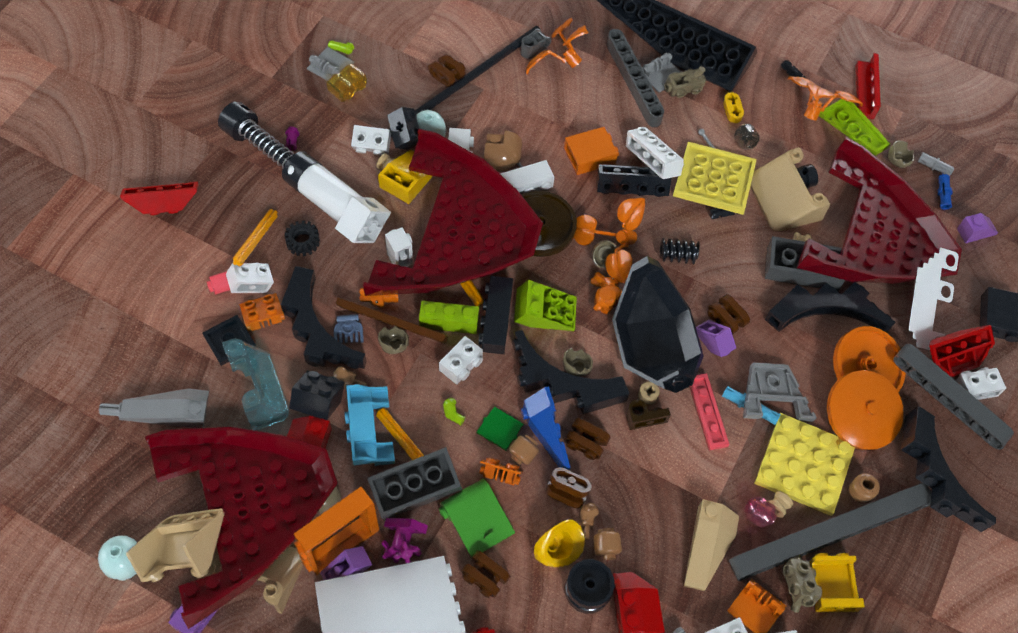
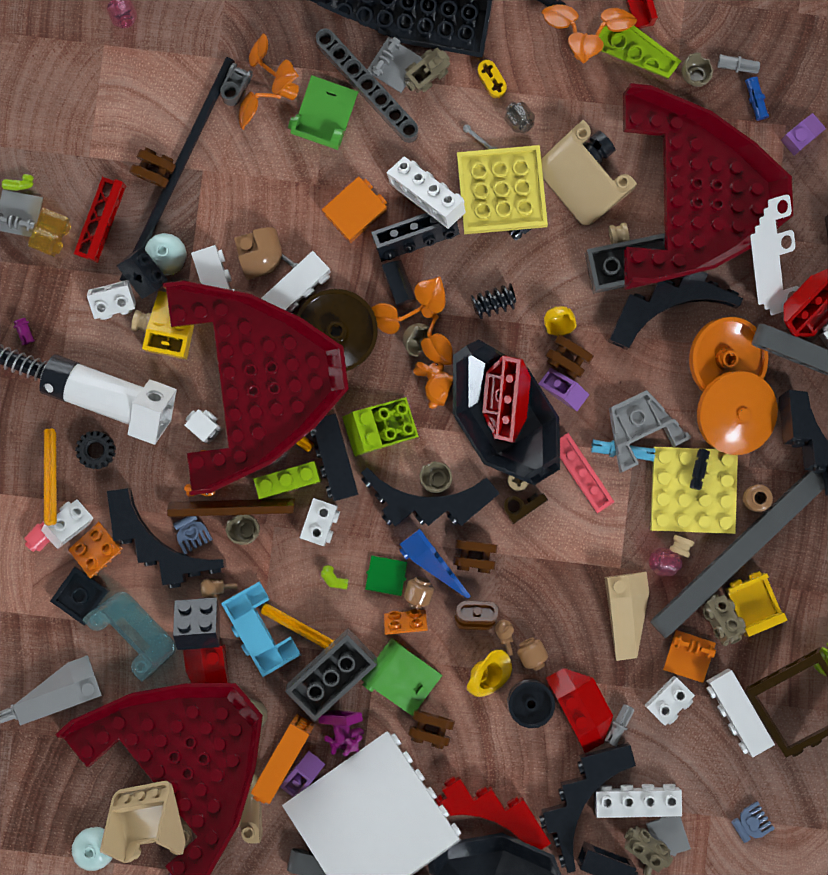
camera: 15 degrees left, 25 degrees up
(390, 90) = (104, 221): none -> red fence
(593, 83) = (324, 113): none -> bright green door
(604, 211) = (398, 282): none -> black brick
(665, 319) = (506, 397): none -> red wedge
(730, 283) = (559, 321): none -> yellow hair
(817, 442) = (699, 469): none -> black axle

